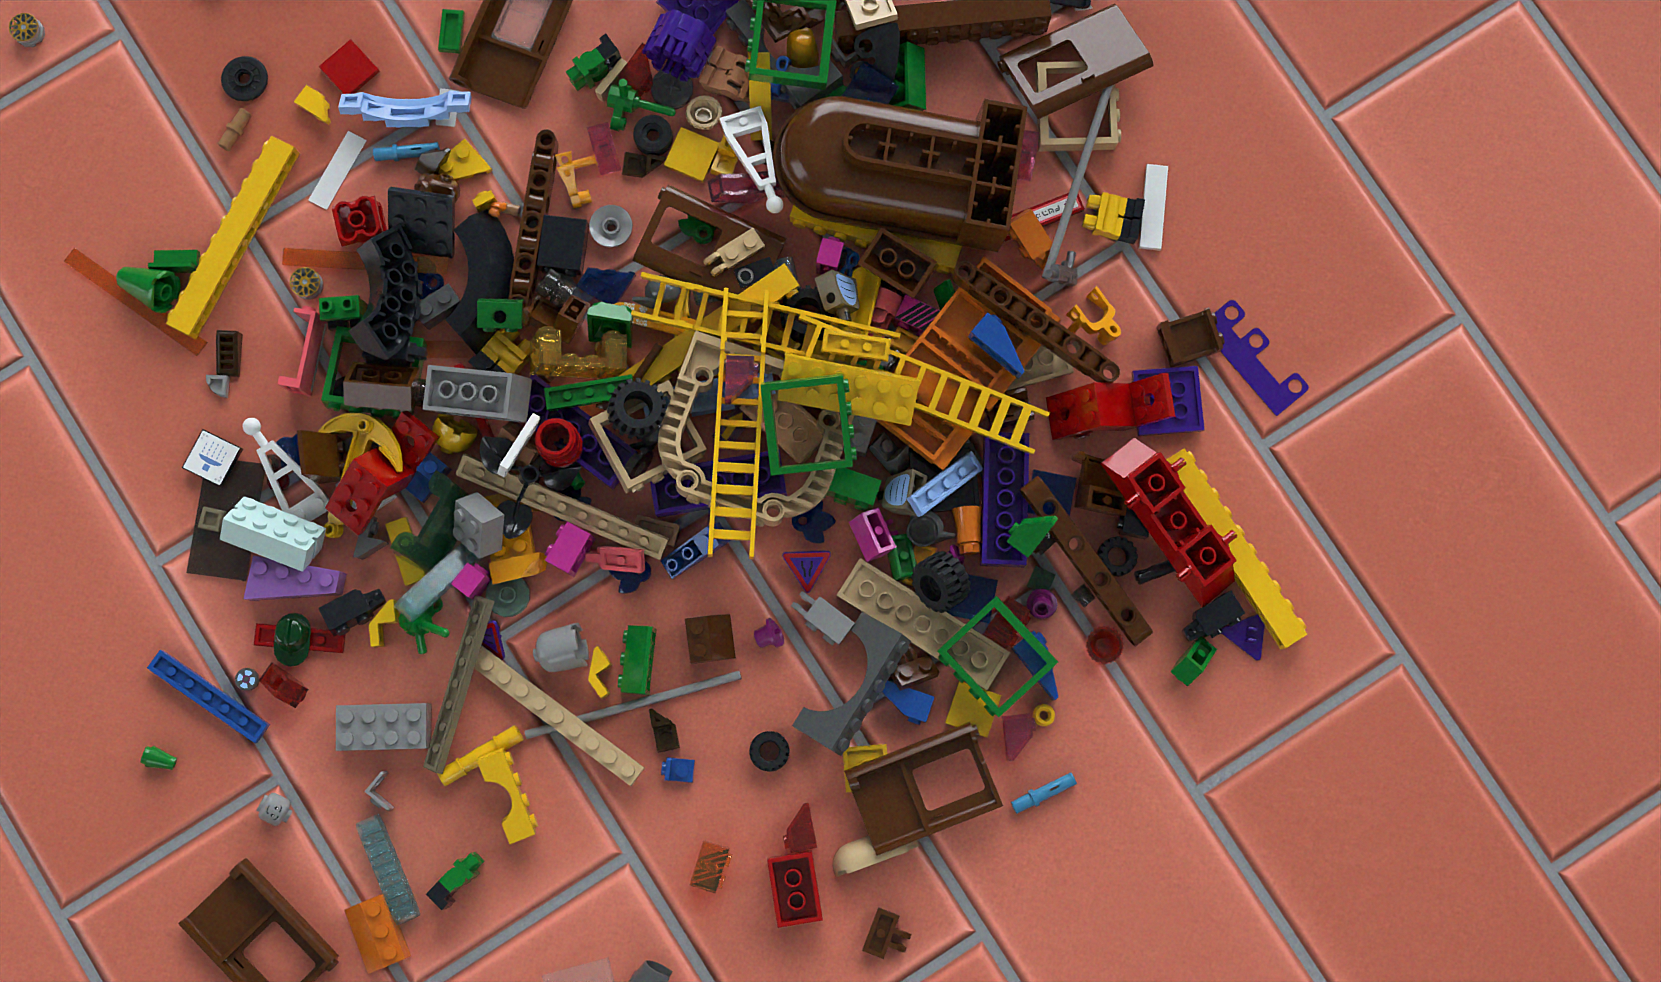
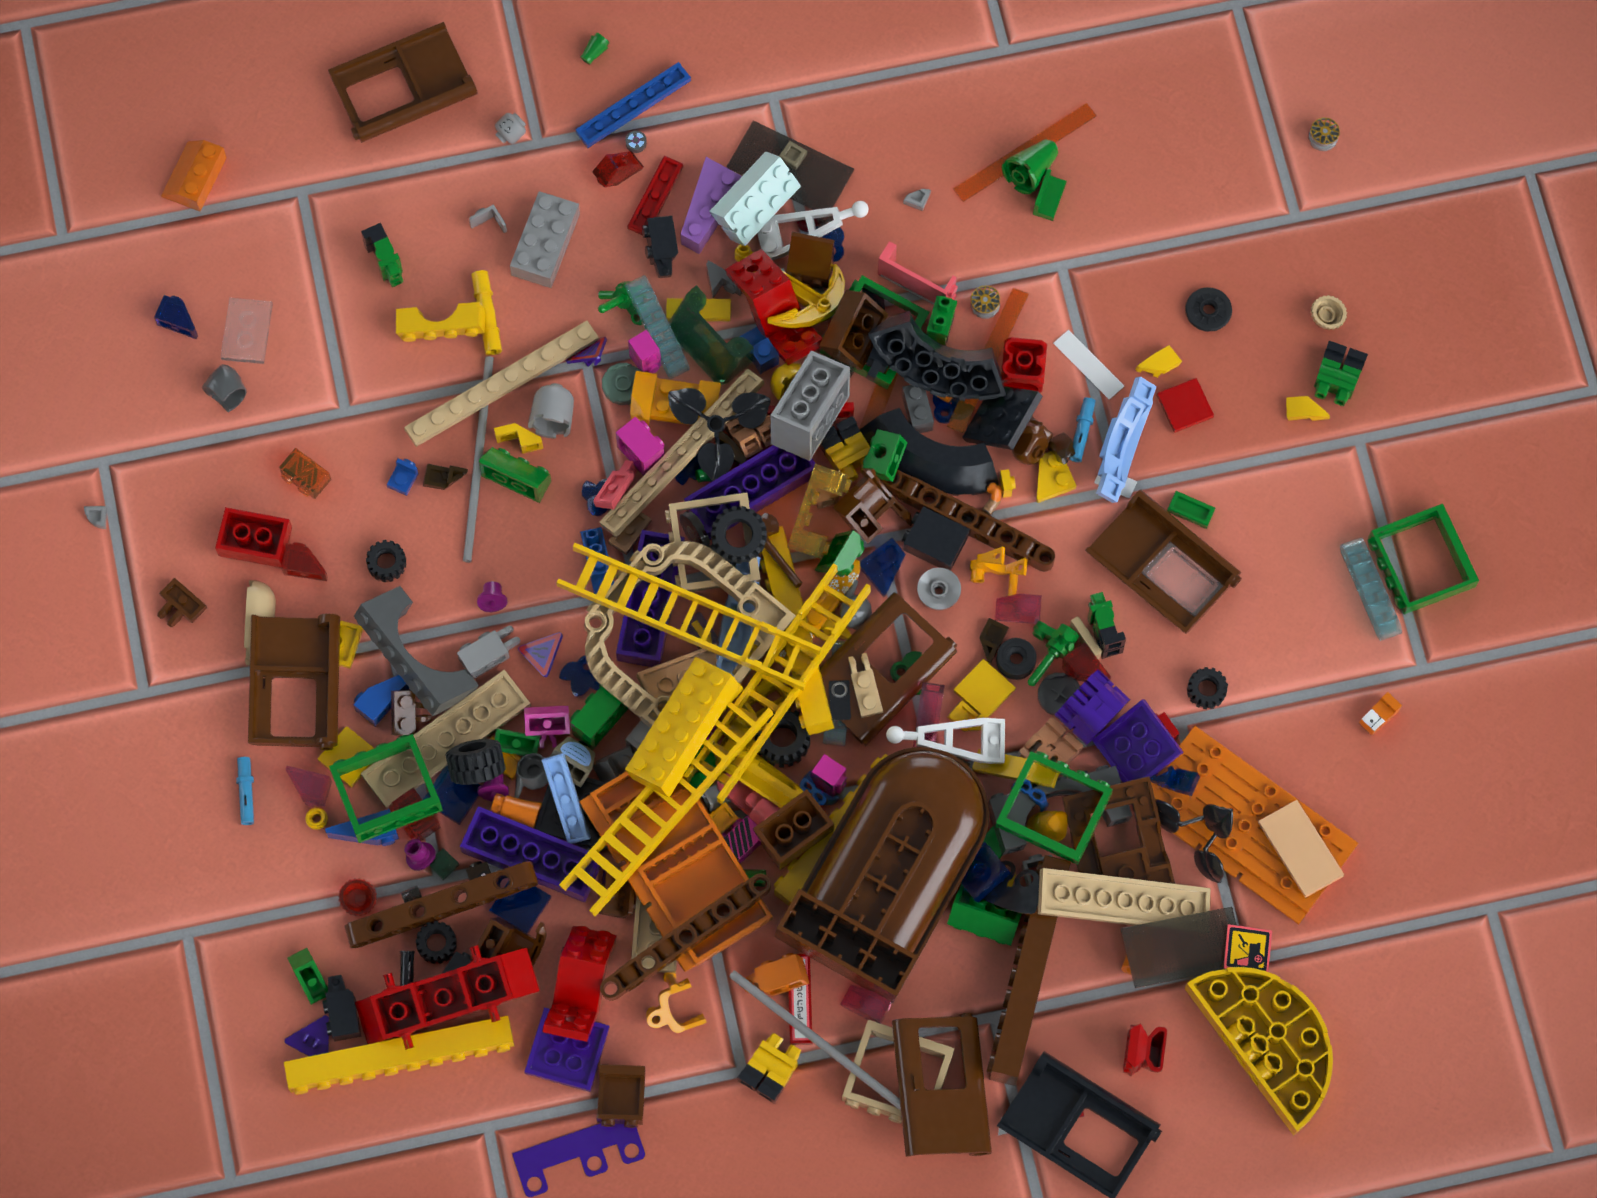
camera: 110 degrees right, 10 degrees down
(212, 458) = (849, 172): white tile -> none
(232, 238) = (1053, 252): yellow brick -> none
(234, 129) = (1159, 284): medium nougat pin -> none
(236, 353) = (948, 224): dark brown slope -> none
(292, 639) = (656, 188): dark green piece -> none
(377, 934) = (367, 180): orange slope -> none
(386, 615) = (637, 261): yellow slope -> none
(388, 869) = (418, 204): clear light blue beam -> none
(458, 684) = (557, 312): dark tan tile -> none
(478, 525) = (691, 371): light grey brick -> none
(518, 445) = (749, 426): white tile -> none
(553, 431) = (738, 450): red piece -> none
(555, 288) = (892, 514): clear smoke wheel -> none
(582, 393) = (778, 504): green plate -> none
(703, 112) = (1021, 712): tan hat -> none
(710, 638) = (510, 543): reddish brown slope -> none
(739, 375) = (730, 629): clear pink slope -> none
(770, 425) = (677, 640): green window -> none
(838, 294) = (785, 765): dark tan torso -> none
(855, 345) = (722, 750): yellow tile -> none
(995, 341) = (682, 891): blue slope -> none
(1030, 533) = (485, 853): green slope -> none
(1063, 273) = (729, 996): flat silver piece -> none
(1154, 207) = (767, 1113): white tile -> none

